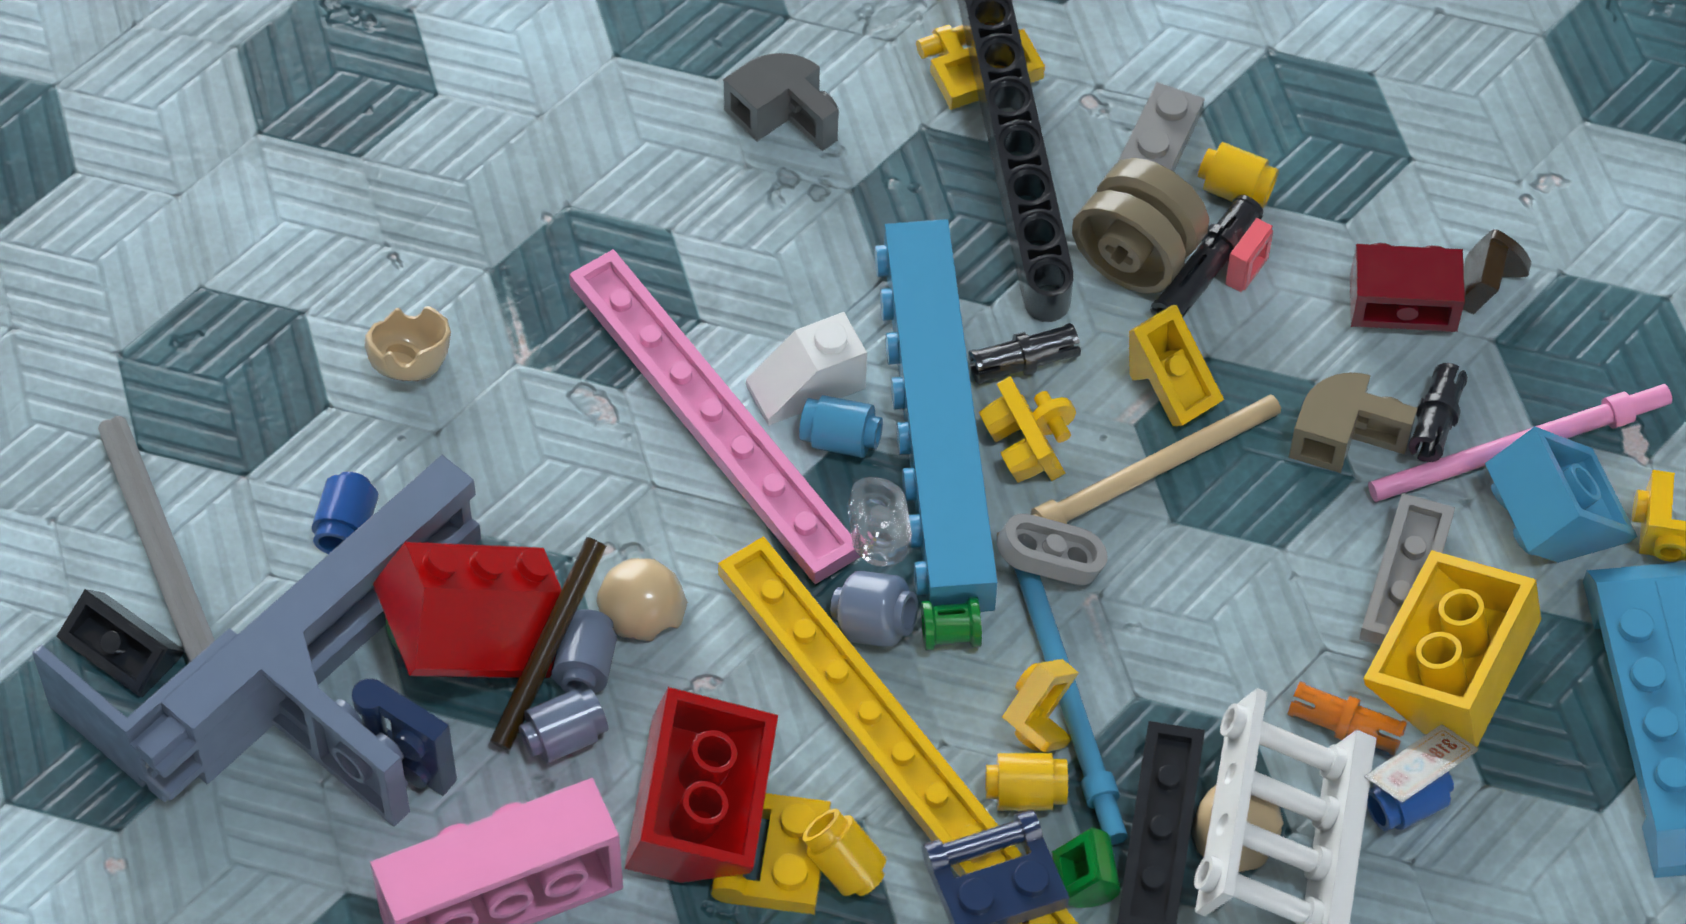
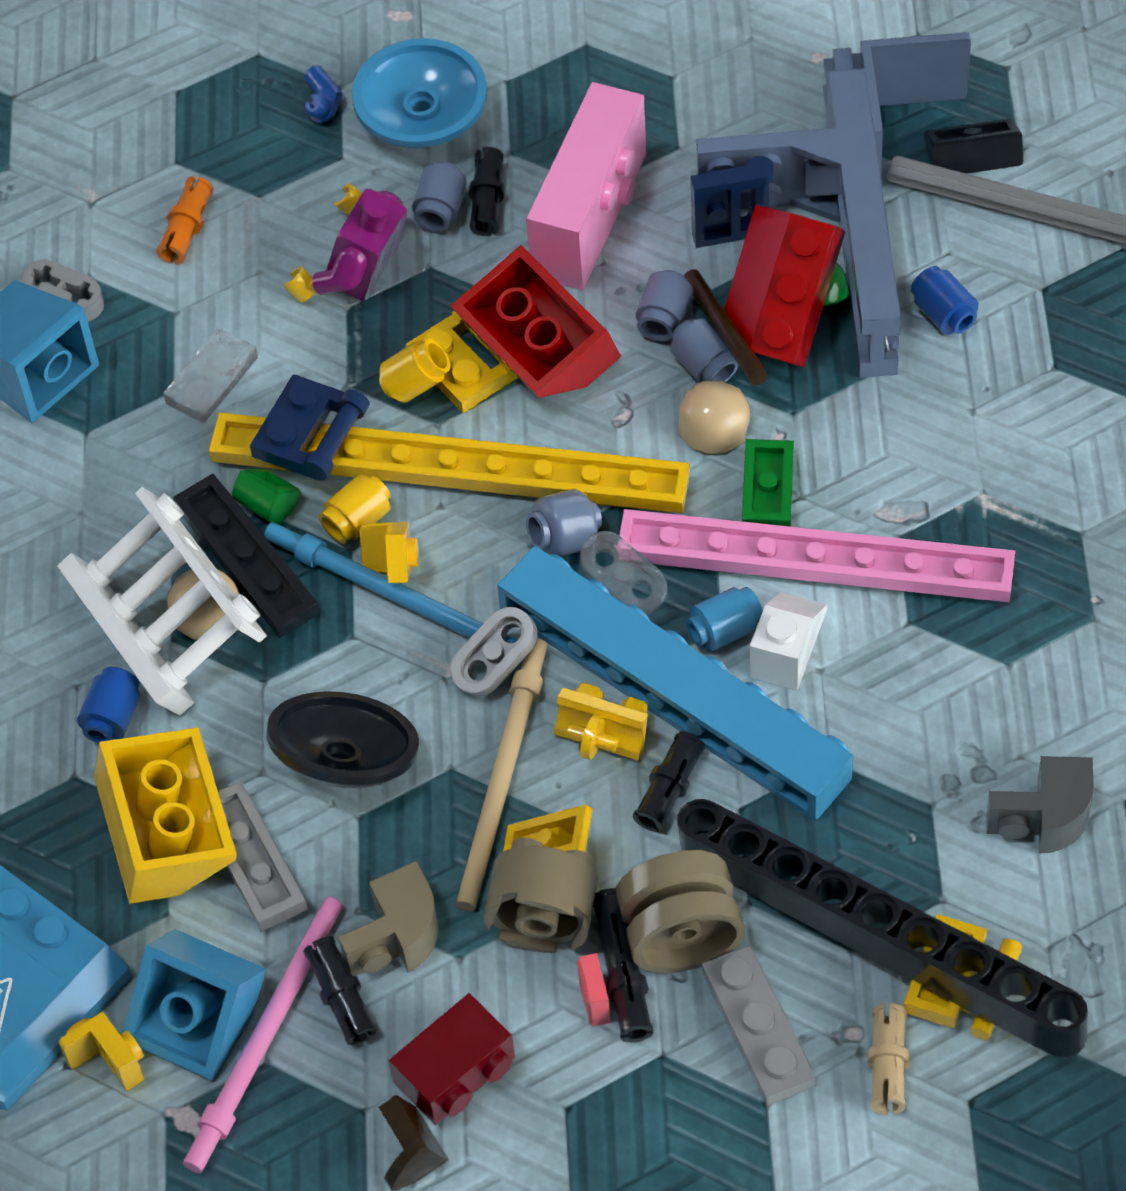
camera: 140 degrees right, 0 degrees up
(408, 345) = (1048, 417): tan hair -> none
(675, 499) = (768, 481): none -> green plate
(951, 623) = (505, 556): green bush -> none
(1092, 53) = (888, 1058): none -> tan pin
(1230, 557) = (342, 739): none -> black dish
(1232, 322) = (541, 896): none -> dark tan brick
(1236, 173) = (671, 1050): yellow brick -> none
(1346, 717) = (211, 720): orange pin -> none
(1421, 763) = (108, 704): clear smoke sticker -> none

